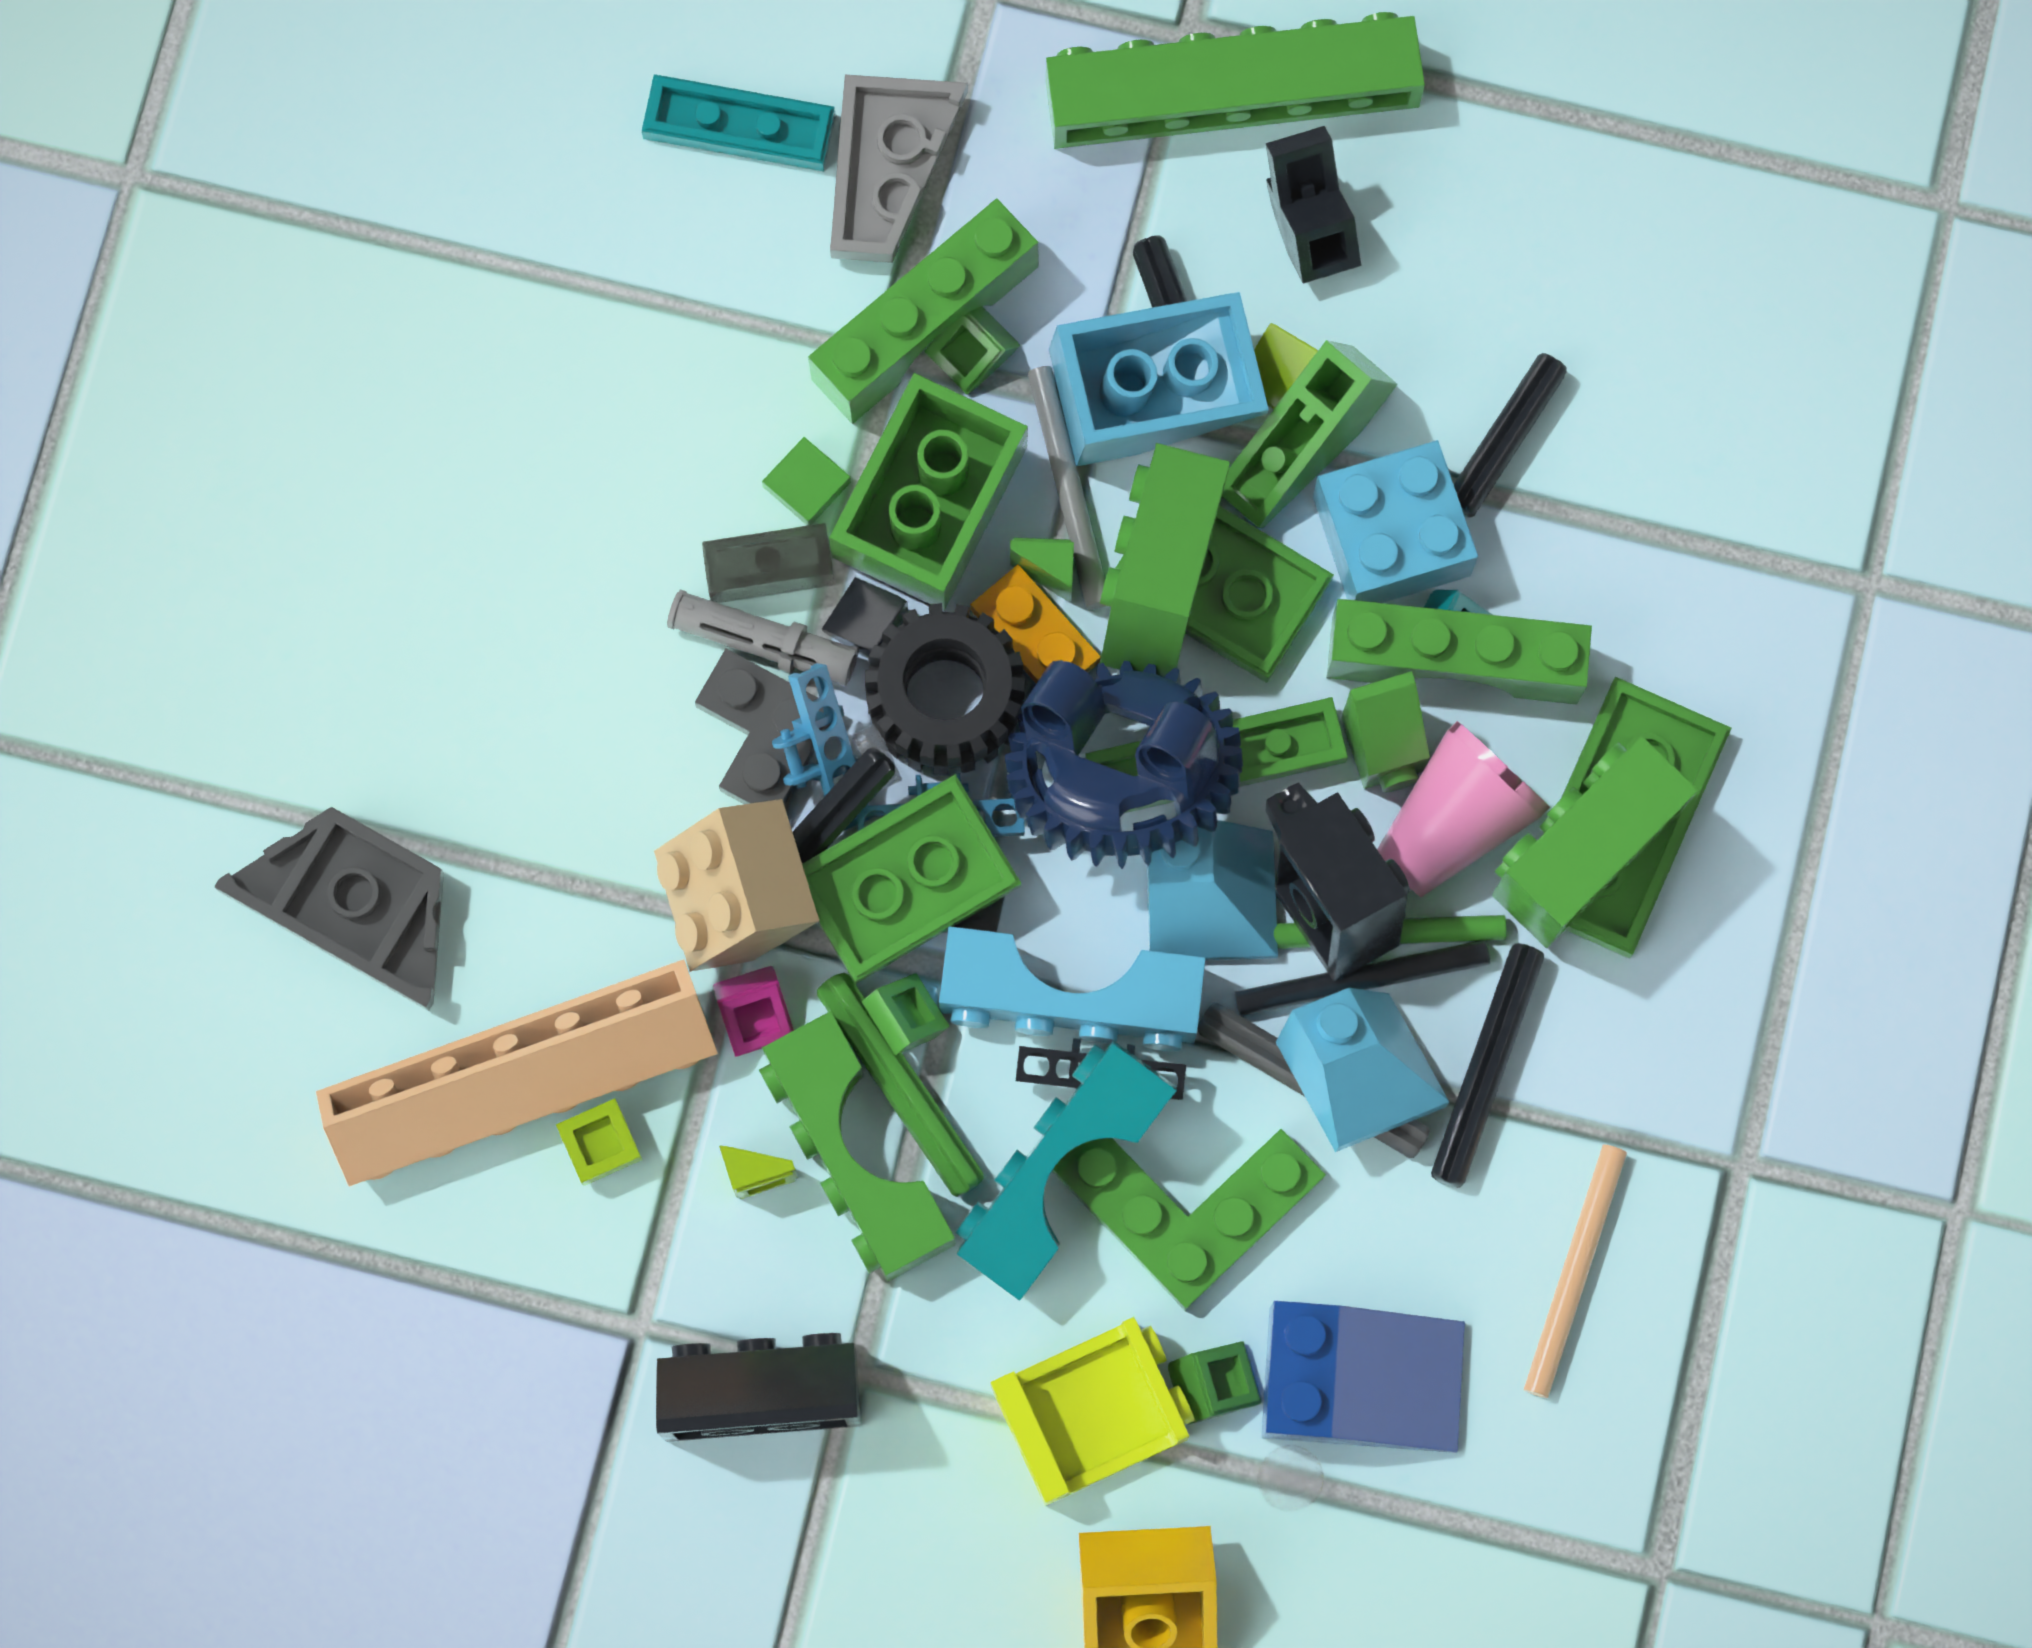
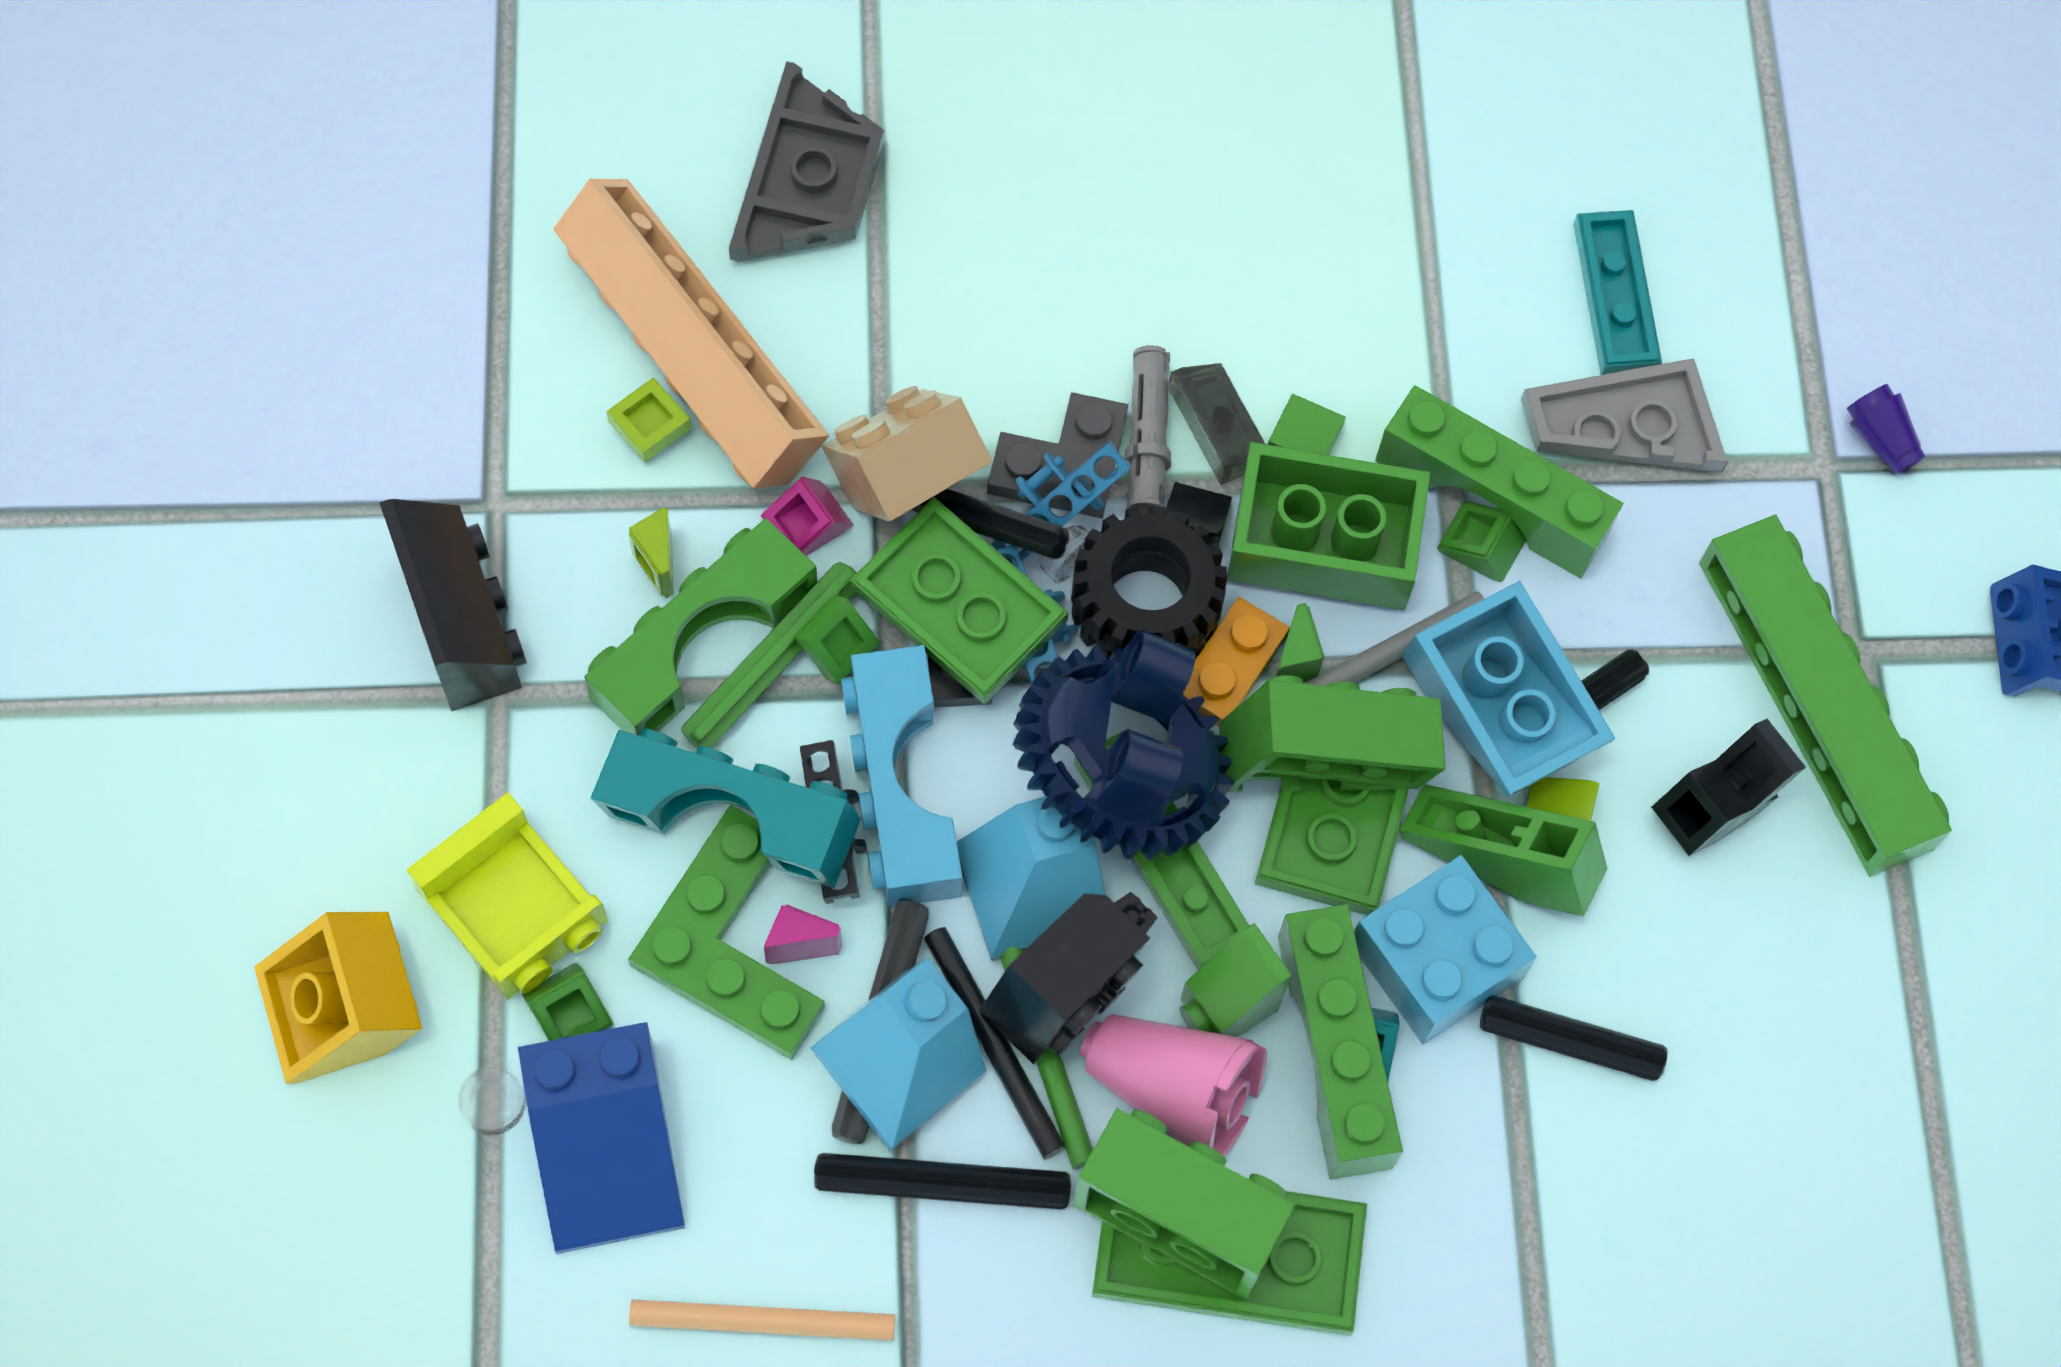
camera: 70 degrees right, 10 degrees down
(1209, 1134) = (800, 937): none -> dark pink slope

